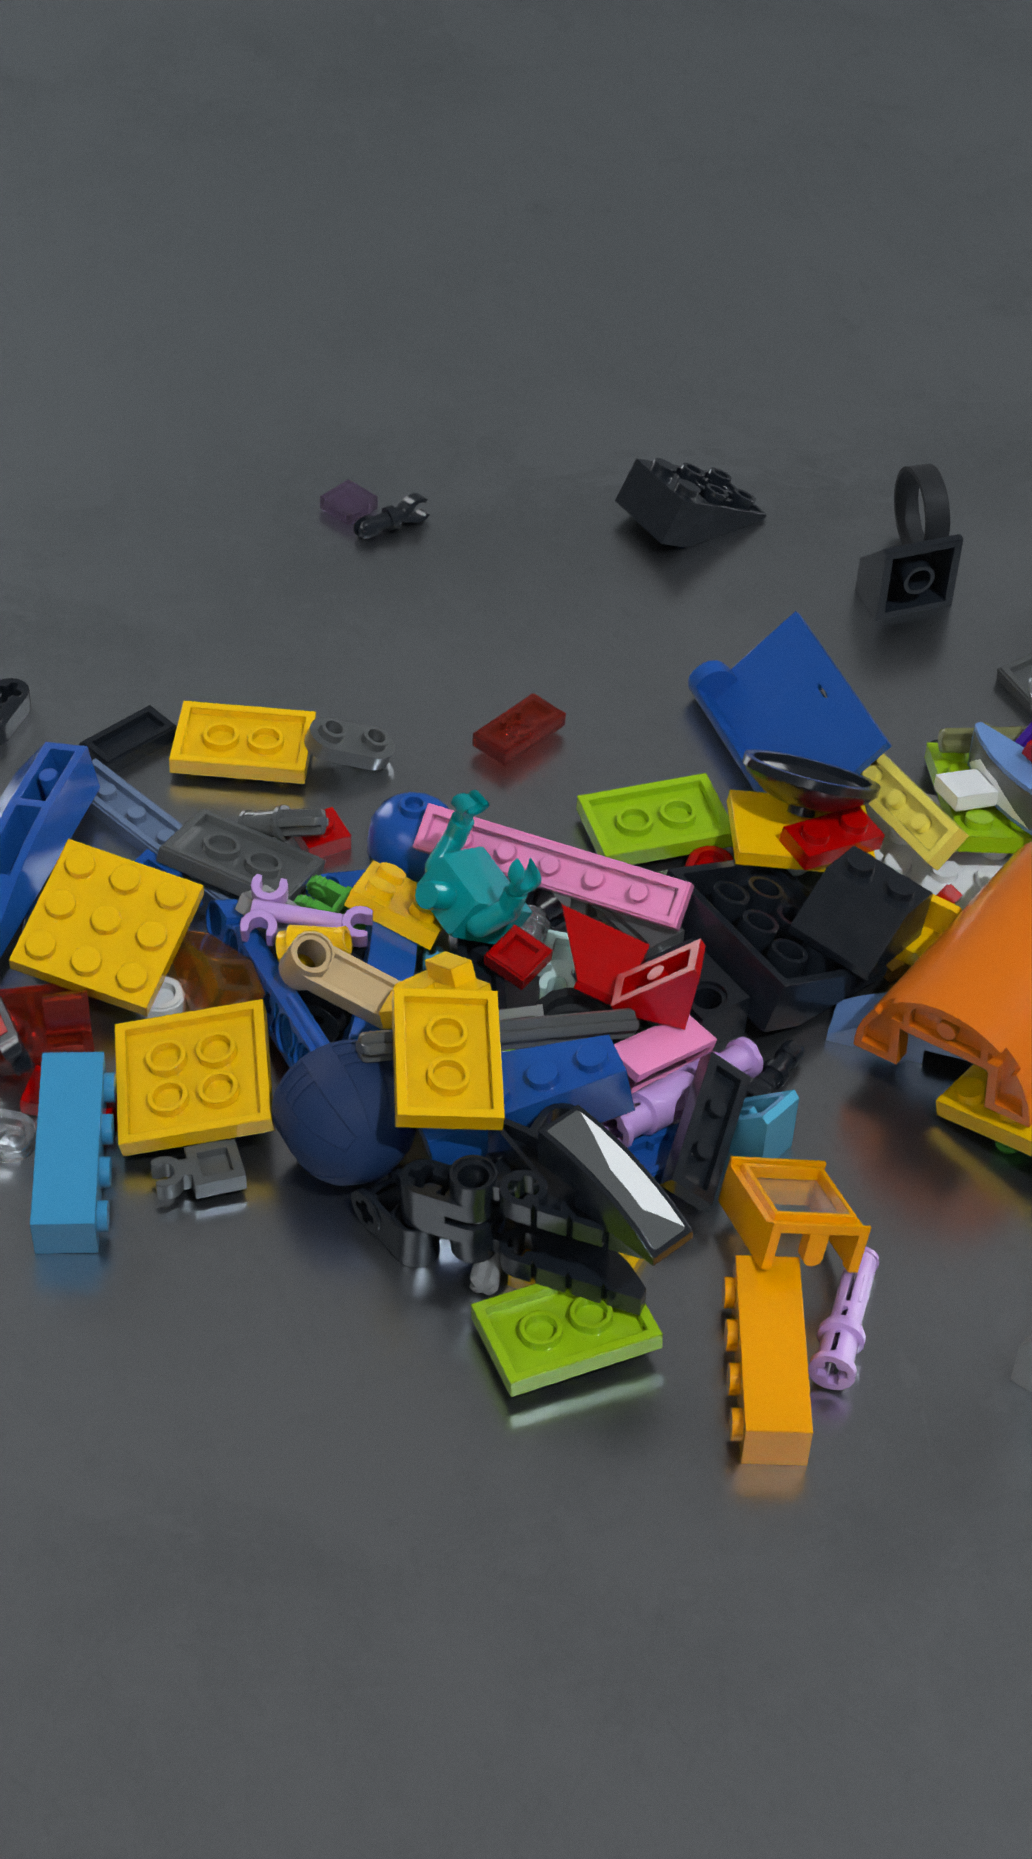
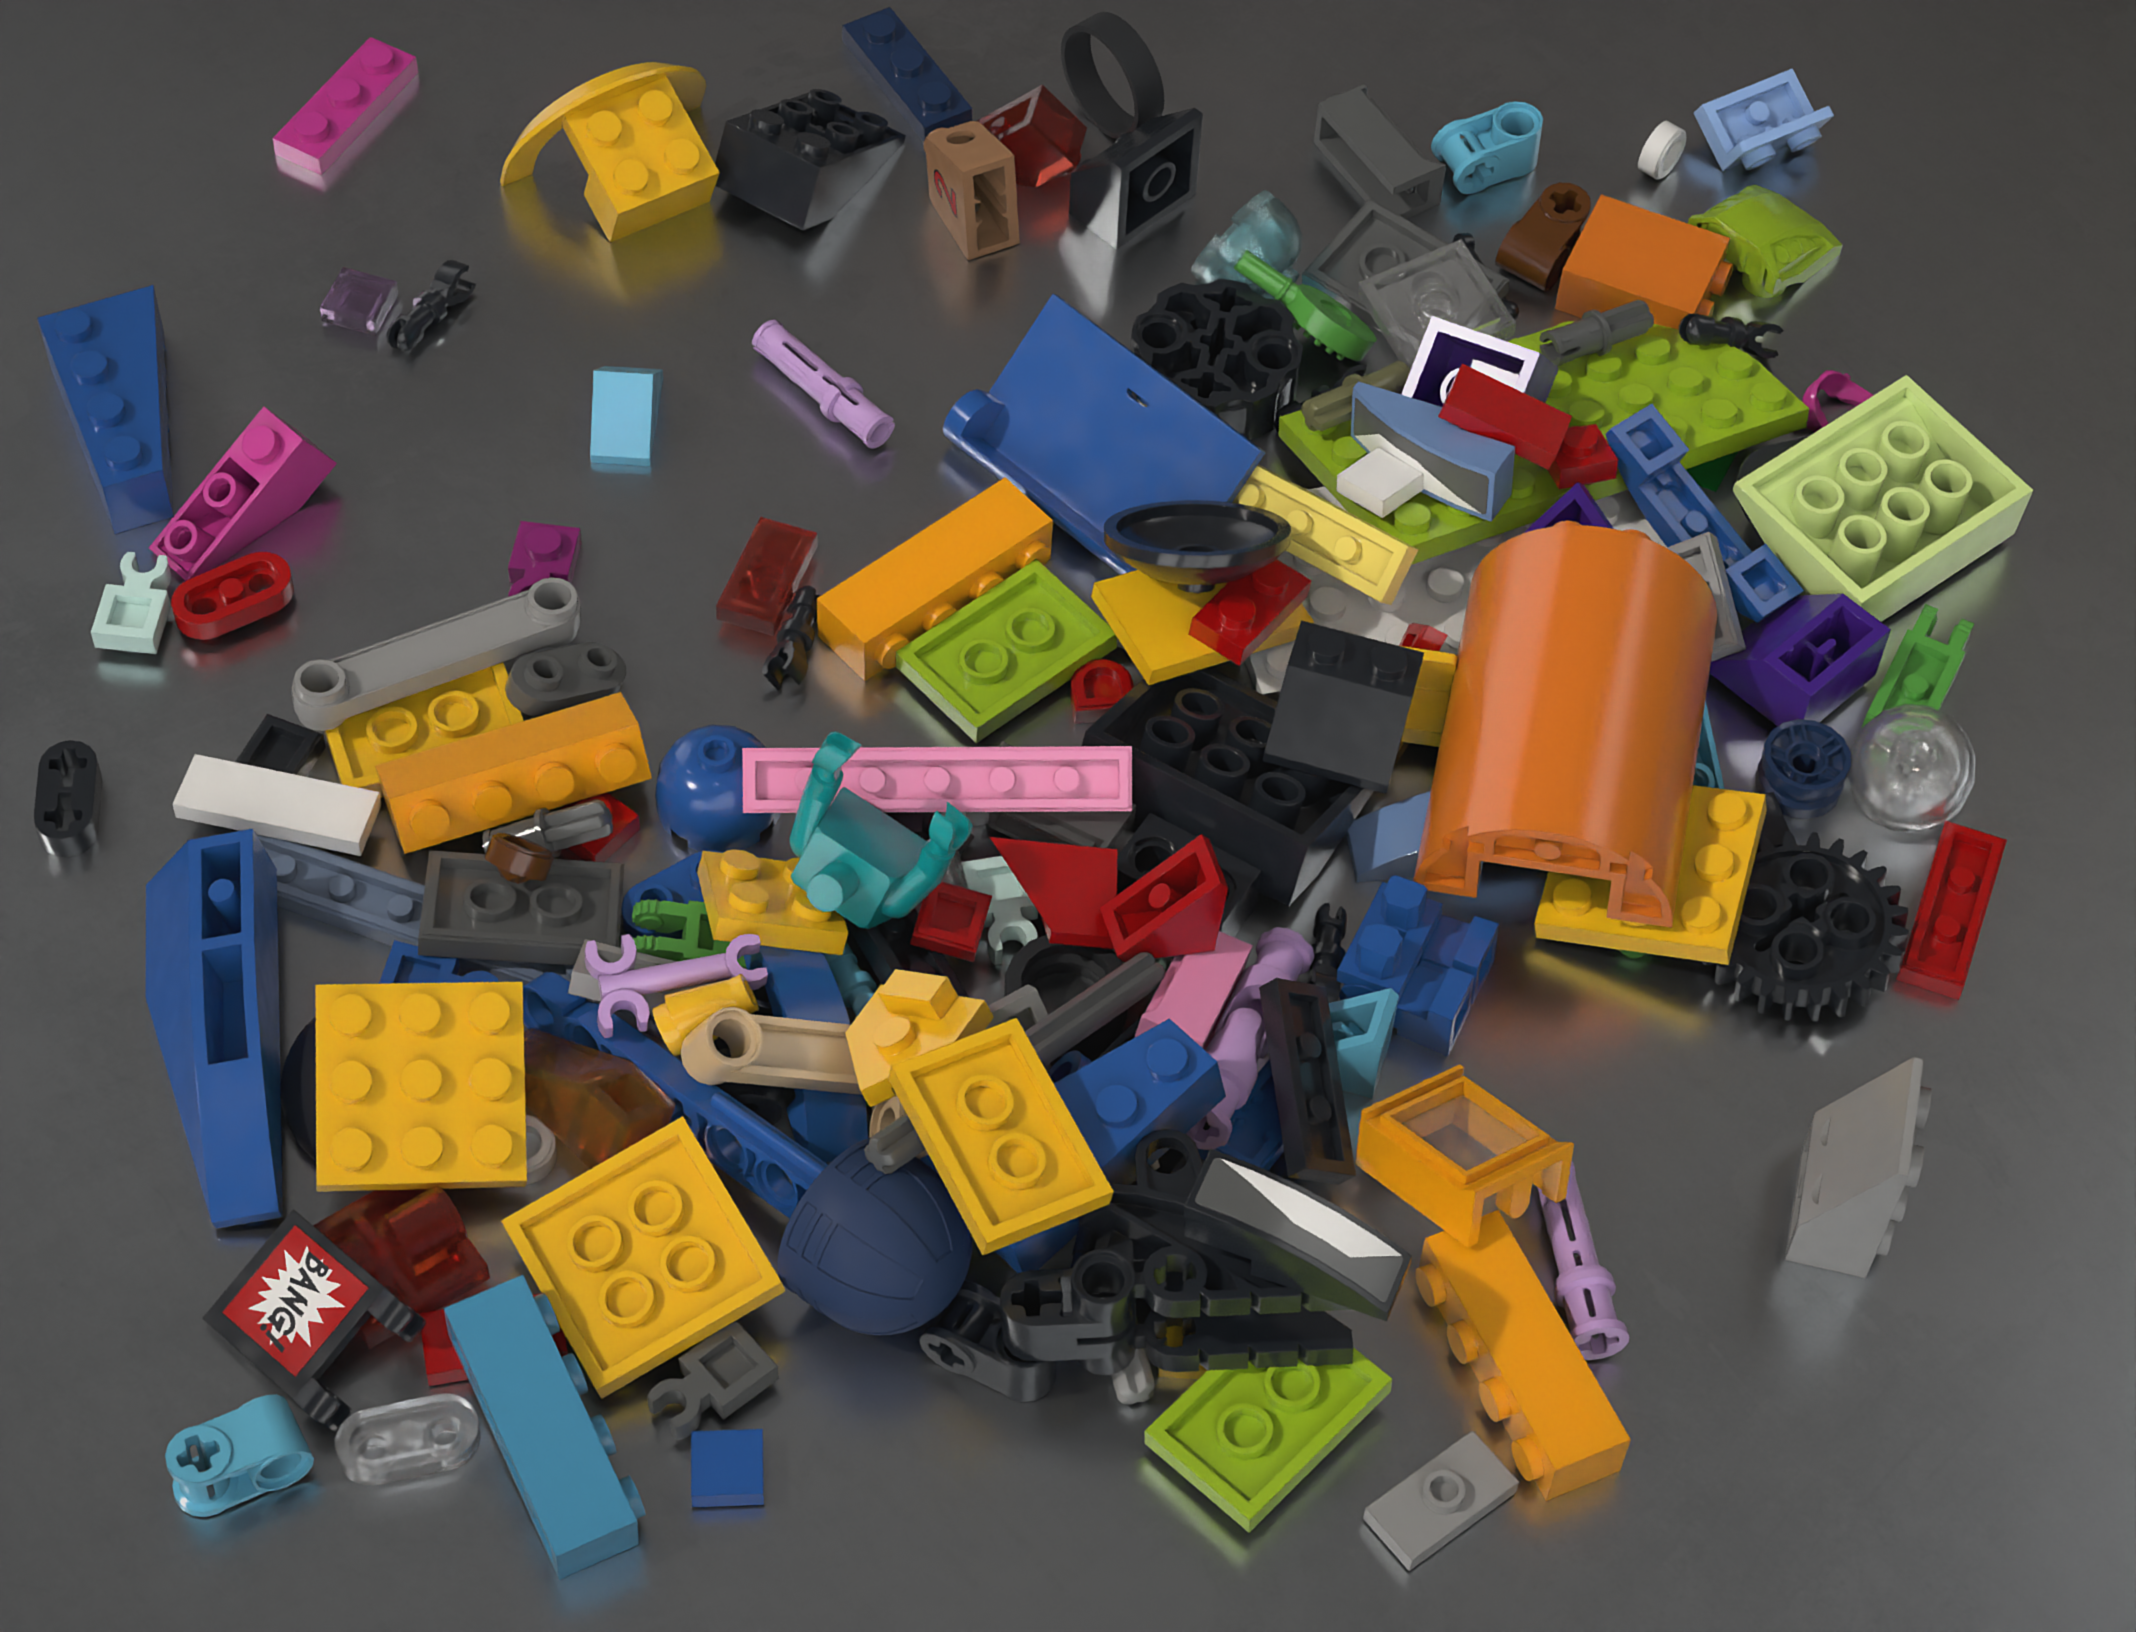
camera: 25 degrees left, 10 degrees up
(103, 625) = (135, 613): none -> light aqua plate
(124, 752) = (277, 804): none -> white tile
(162, 501) = (114, 390): none -> blue wedge
(168, 634) = (231, 595): none -> red plate
(180, 1227) = (727, 1468): none -> blue tile
(193, 697) = (435, 654): none -> light grey piece
(212, 581) = (244, 496): none -> dark pink slope
(251, 826) = (519, 858): none -> reddish brown tile
(280, 778) = (513, 772): none -> light orange brick
(376, 677) = (543, 553): none -> magenta plate
(406, 396) = (345, 105): none -> dark pink plate
(481, 611) = (624, 414): none -> medium azure slope
(516, 771) = (794, 639): none -> black piece
(569, 458) = (632, 142): none -> yellow piece
(628, 643) = (838, 397): none -> lavender pin
(628, 759) = (932, 577): none -> light orange brick
(661, 1430) = (1440, 1500): none -> light grey plate
(788, 480) = (905, 72): none -> dark blue plate
(789, 539) = (969, 169): none -> medium nougat torso
(837, 1095) = (1424, 958): none -> blue hips
(842, 535) = (1039, 134): none -> clear red slope
(908, 693) = (1245, 331): none -> black connector
(963, 641) = (1264, 229): none -> clear light blue cylinder
(986, 685) = (1312, 310): none -> bright green piece

